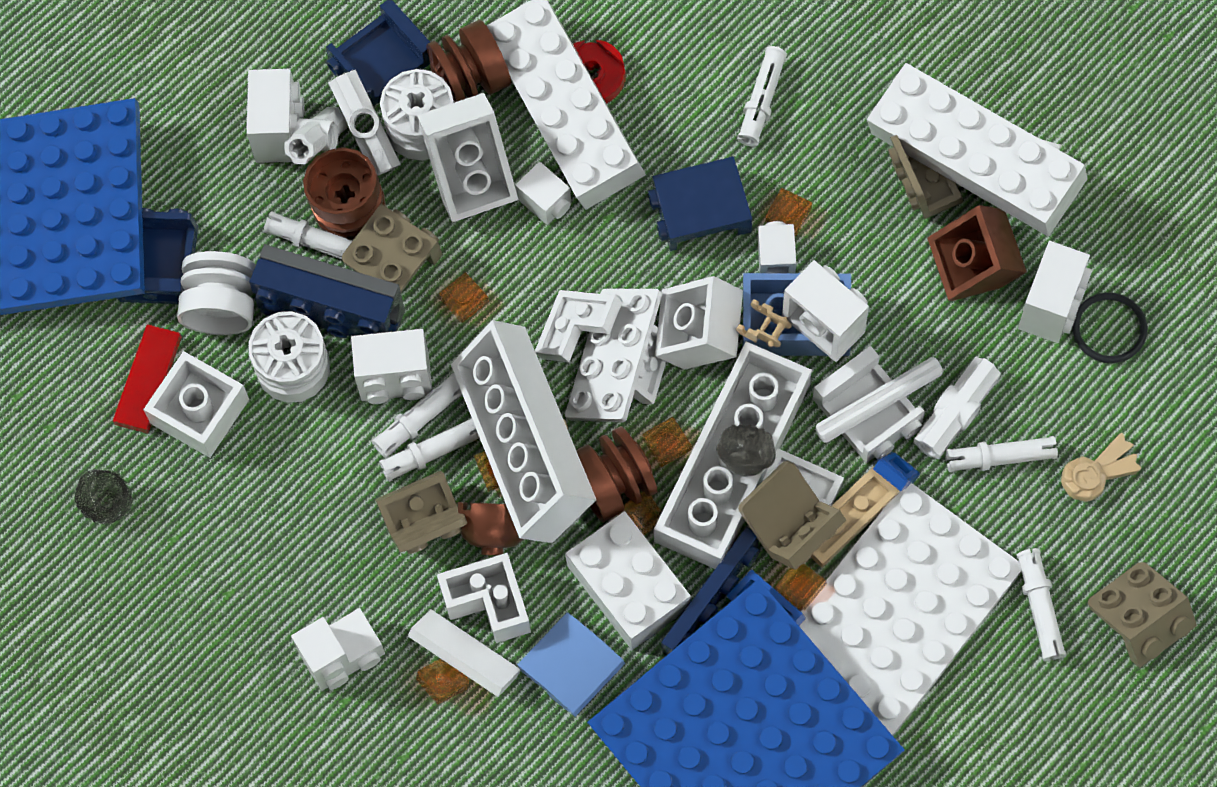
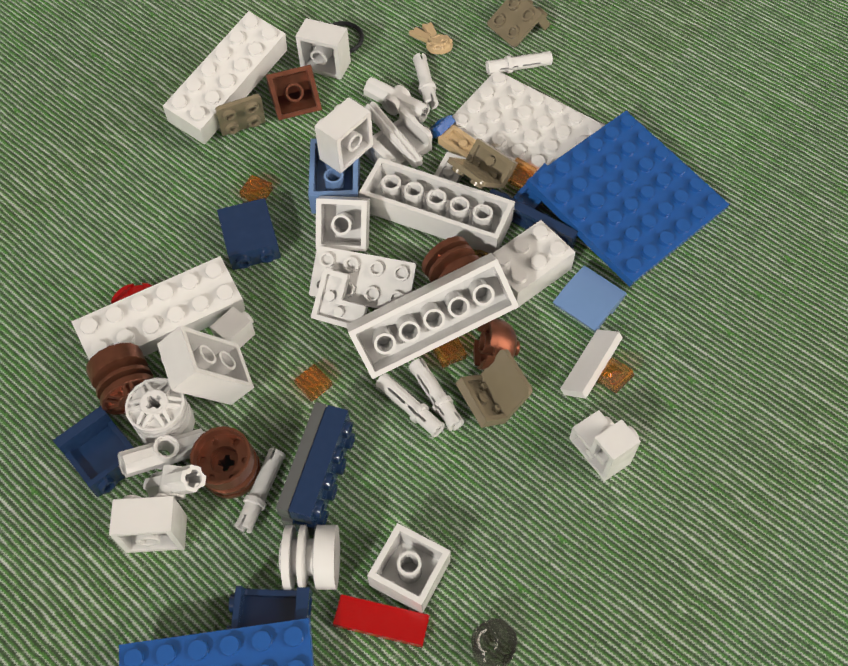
camera: 95 degrees left, 10 degrees down
(292, 375) = (367, 511): white wheel -> none
(391, 248) = (276, 425): dark tan bracket -> none
(391, 365) = (376, 416): white brick -> none
(487, 587) = (547, 343): white brick -> none
(667, 441) = (421, 246): clear orange plate -> none
(746, 449) = (442, 180): clear smoke hair -> none
(752, 129) = (178, 205): white pin -> none
(772, 340) = (340, 176): tan piece -> none
(776, 248) = (285, 191): white brick -> none

